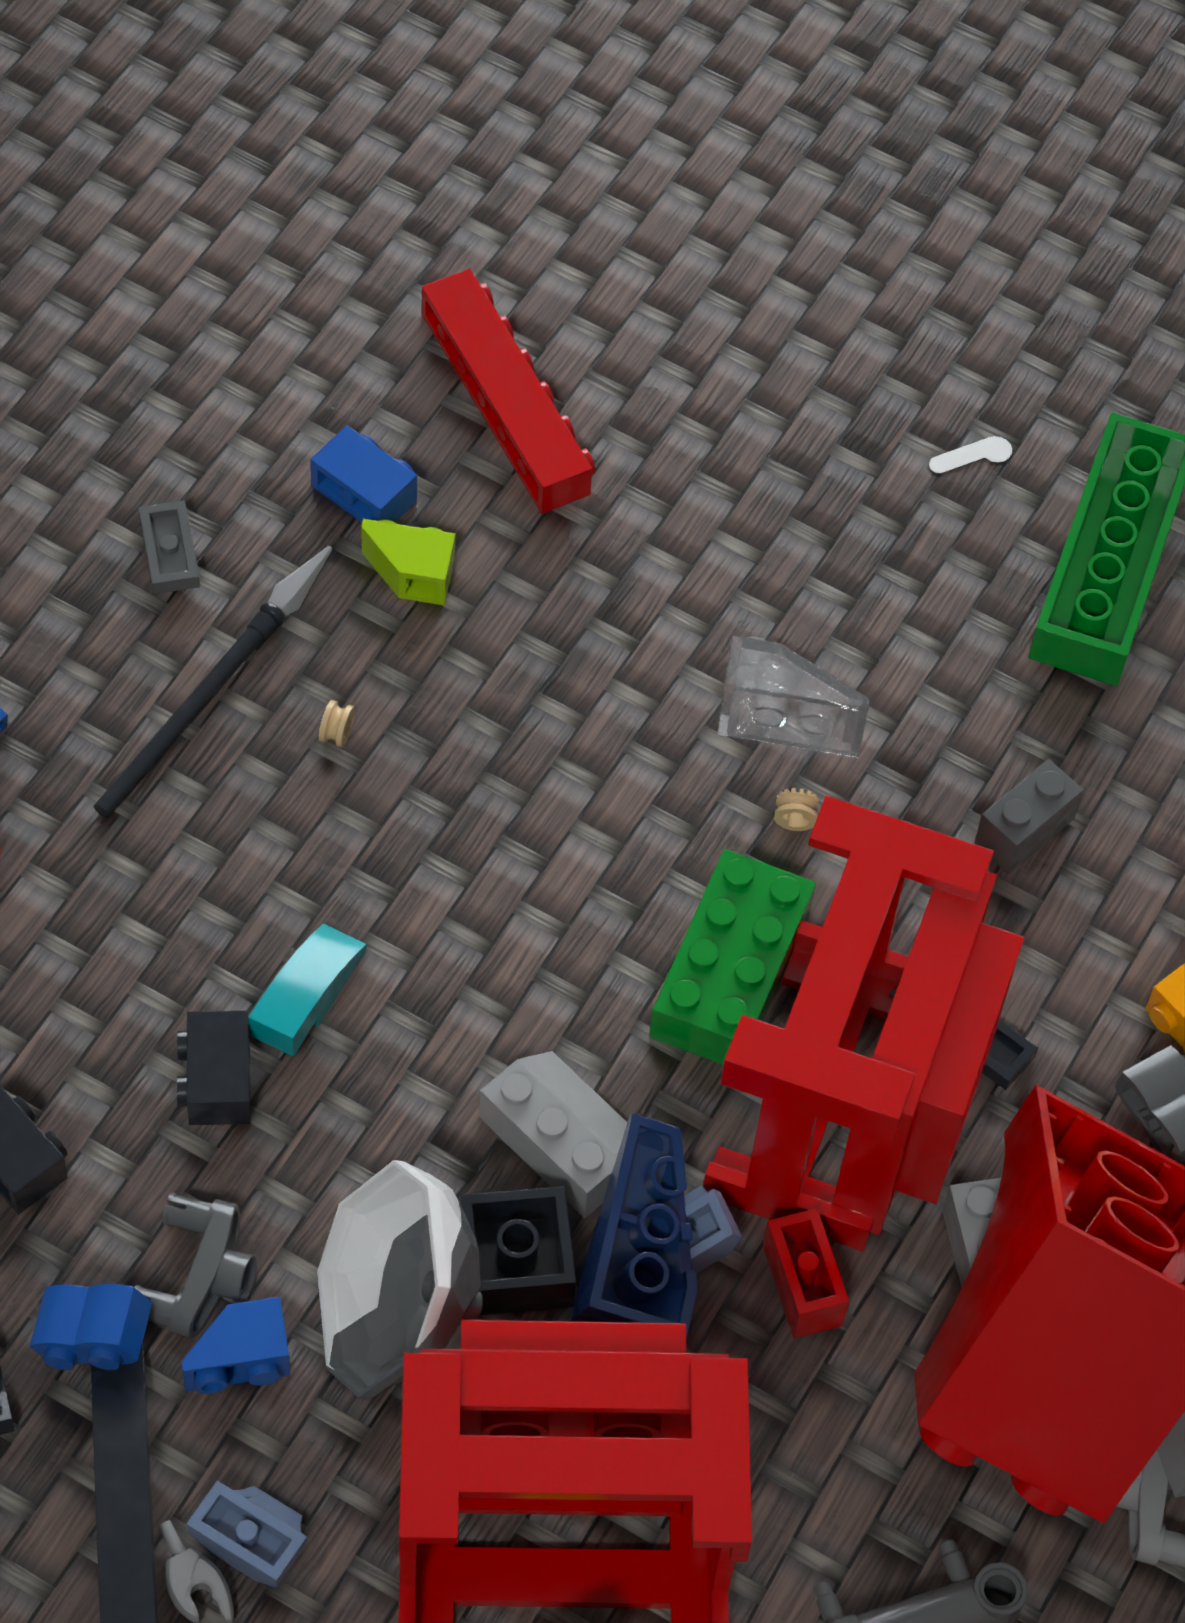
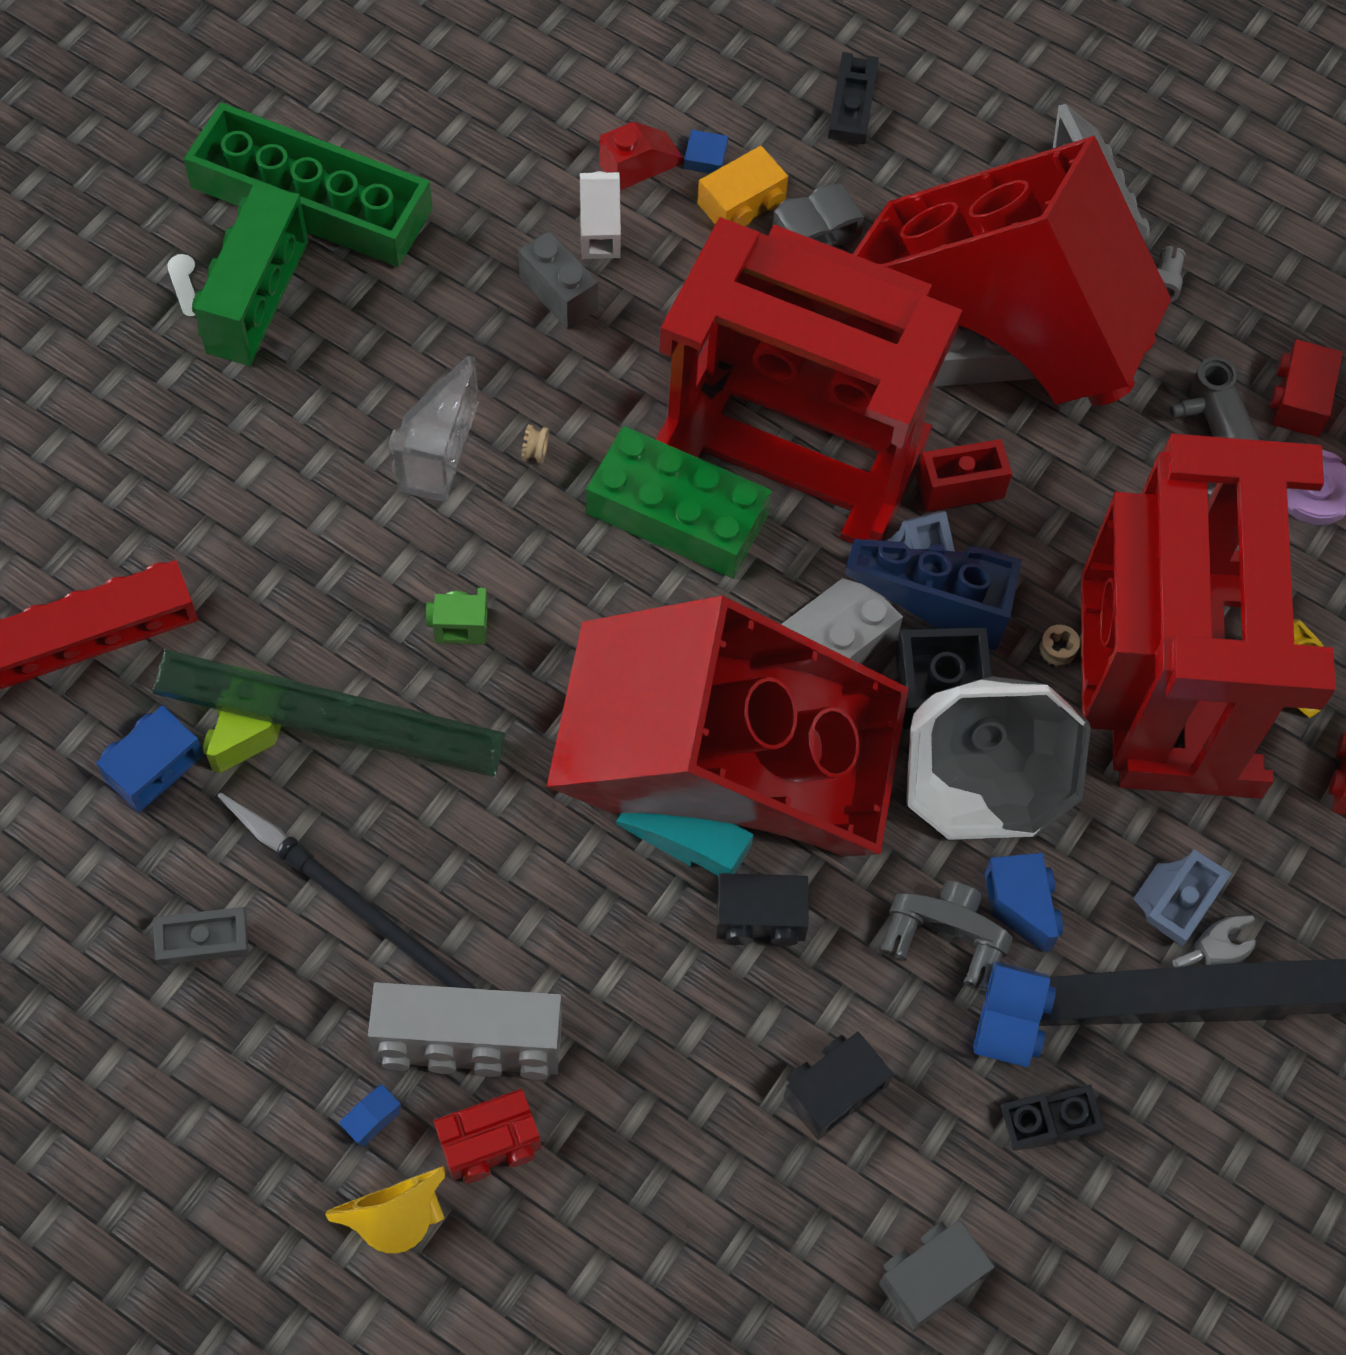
camera: 85 degrees left, 5 degrees up
(57, 778) = (465, 1030): none -> light grey brick
(336, 723) = (416, 795): tan bush -> none
(399, 1002) = (729, 724): none -> red brick
(419, 630) = (328, 713): none -> clear green tile
(559, 749) = (458, 617): none -> bright green brick
(973, 500) = (250, 273): none -> green brick
(1123, 850) = (600, 215): none -> white slope

